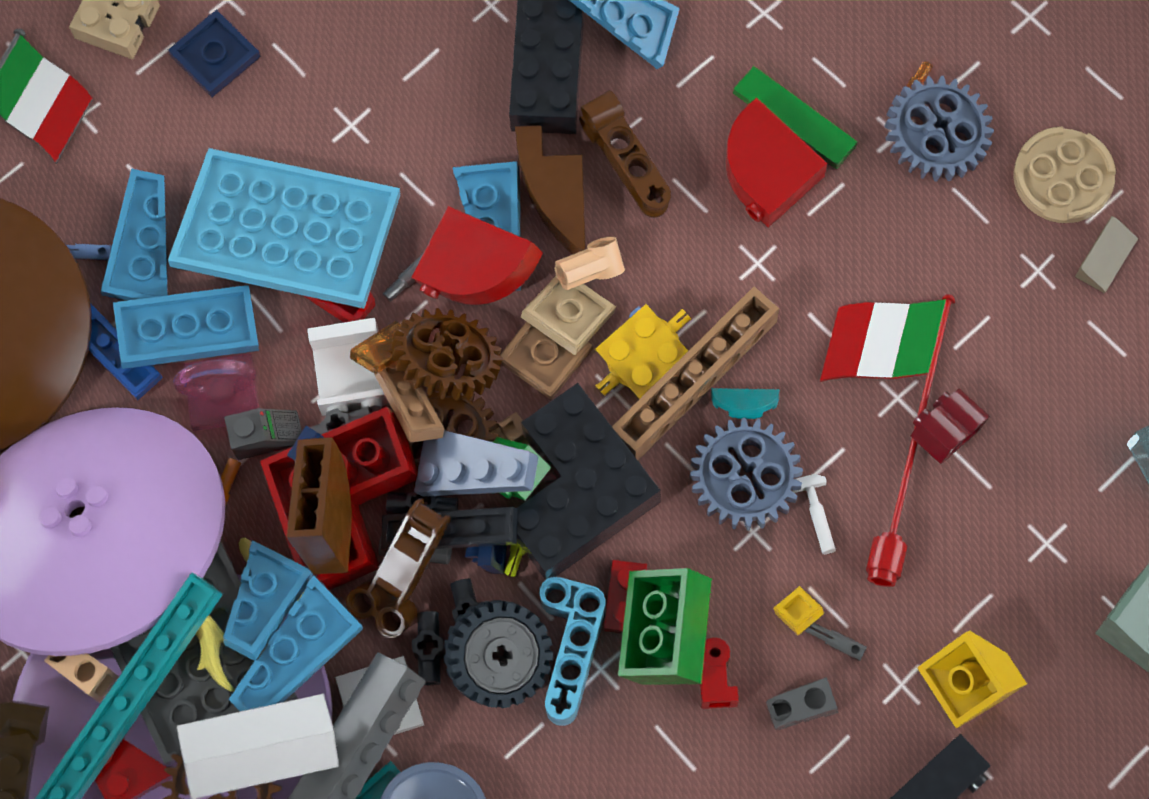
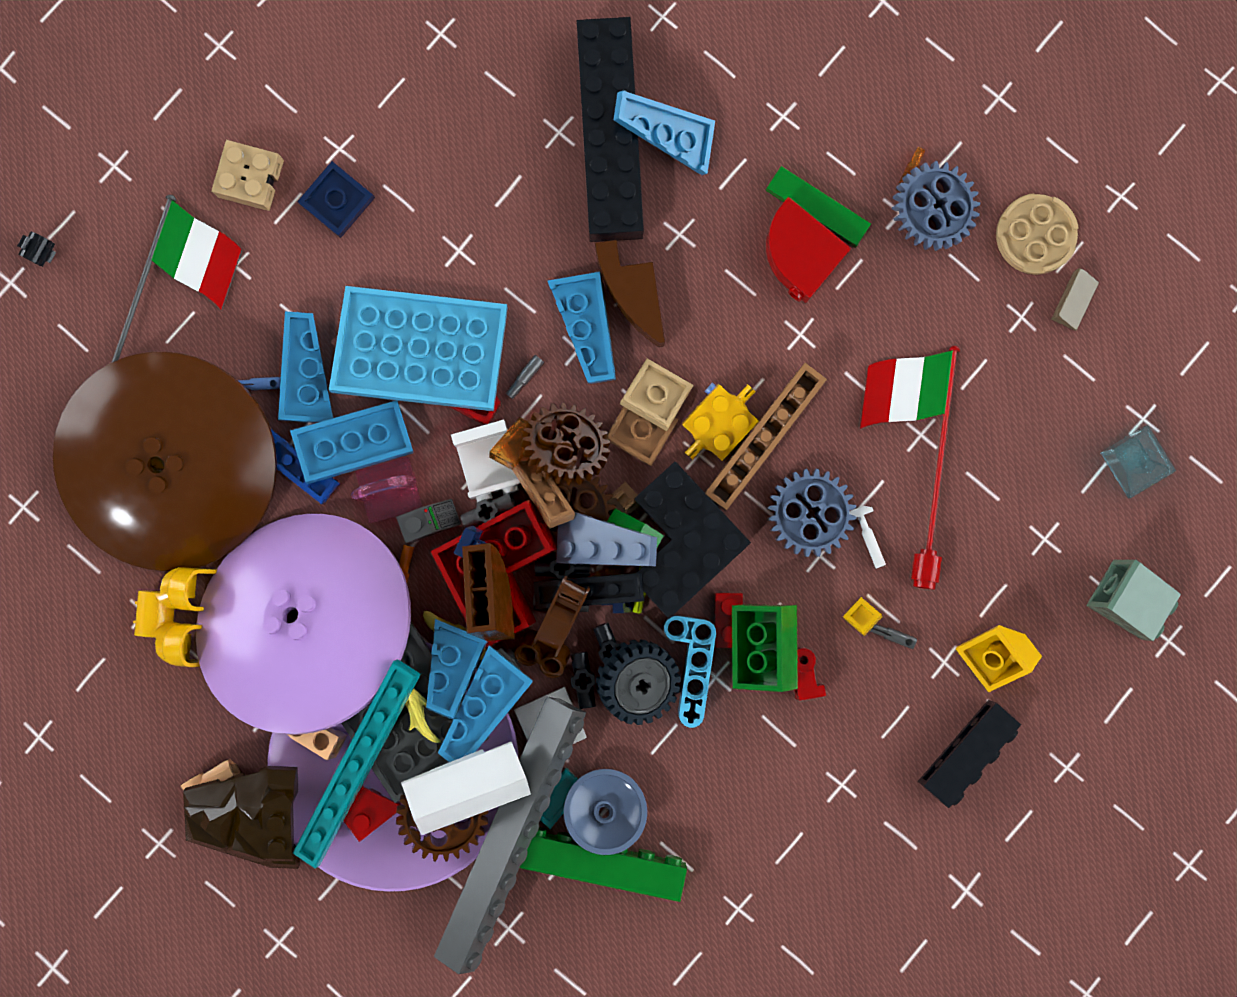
camera: 20 degrees left, 15 degrees up
(474, 260) = (576, 362): red brick -> none
(599, 261) = (675, 351): light nougat piece -> none
(604, 123) = (665, 232): reddish brown piece -> none
(745, 402) = (804, 454): teal tile -> none
(802, 704) = (873, 690): dark grey leg -> none
(948, 425) = (966, 457): dark red brick -> none

